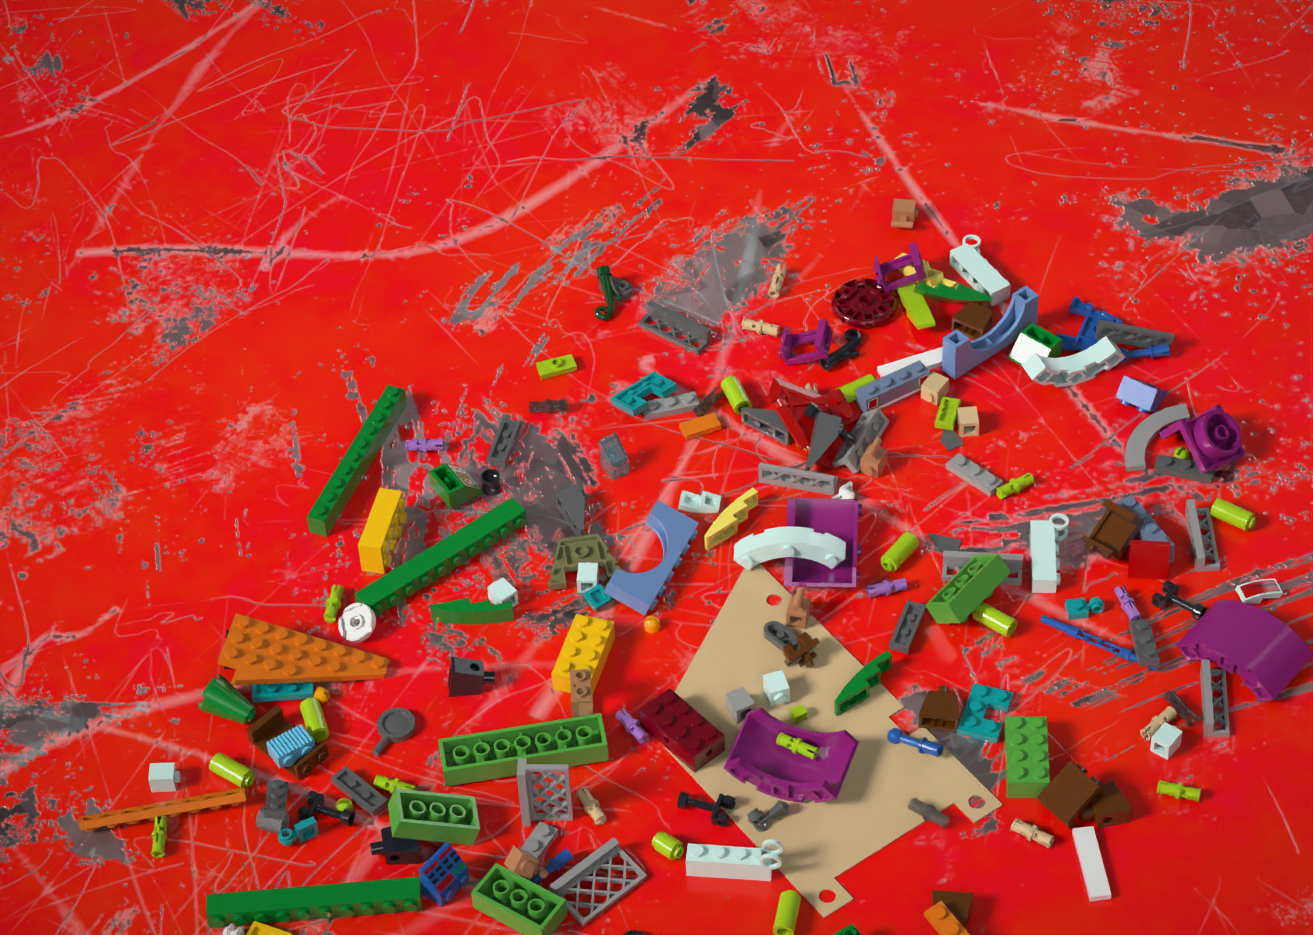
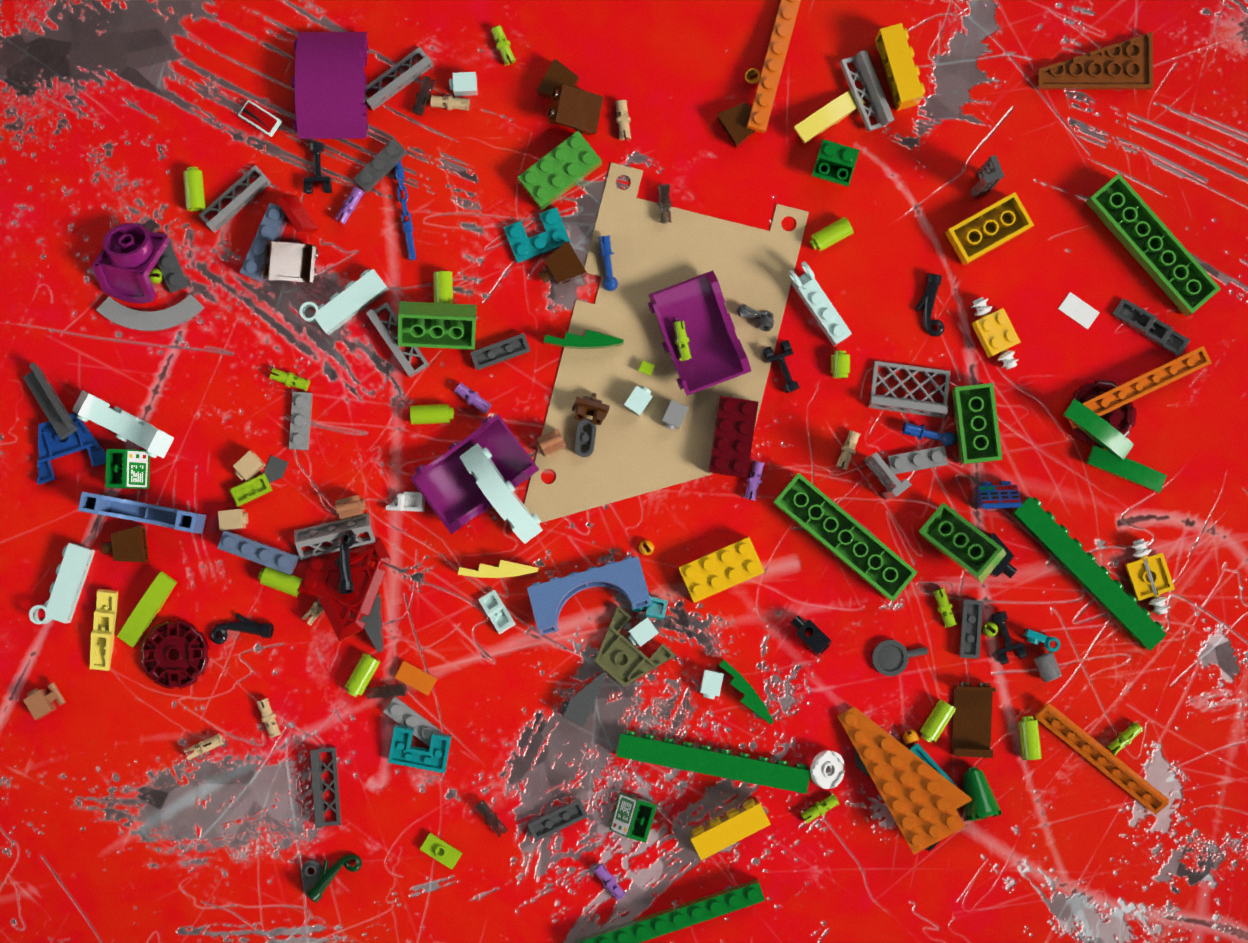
camera: 130 degrees left, 40 degrees up
(163, 777) = (1076, 784): light aqua brick -> none
(276, 799) = (1032, 677): dark grey plate -> none
(290, 746) = (977, 712): medium azure brick -> none
(491, 482) = (605, 793): black wheel -> none
(524, 863) = (946, 445): nougat brick -> none
(581, 692) = (771, 527): medium nougat panel -> none
(613, 456) = (510, 713): clear light blue slope -> none
(797, 479) = (412, 554): light grey fence -> none
(822, 339) = (264, 680): magenta panel -> none
(825, 431) = (367, 555): dark grey slope -> none
(884, 269) = (123, 667): magenta panel -> none
(931, 359) = (214, 559): white tile -> none
(945, 543) = (389, 390): dark grey sticker -> none
(959, 294) = (114, 578): green slope -> none
(1079, 609) = (380, 241): teal plate -> none
(1091, 863) = (616, 61): white tile -> none
(1140, 394) = (112, 350): slope -> none
(1153, 351) = (54, 376): blue pin -> none

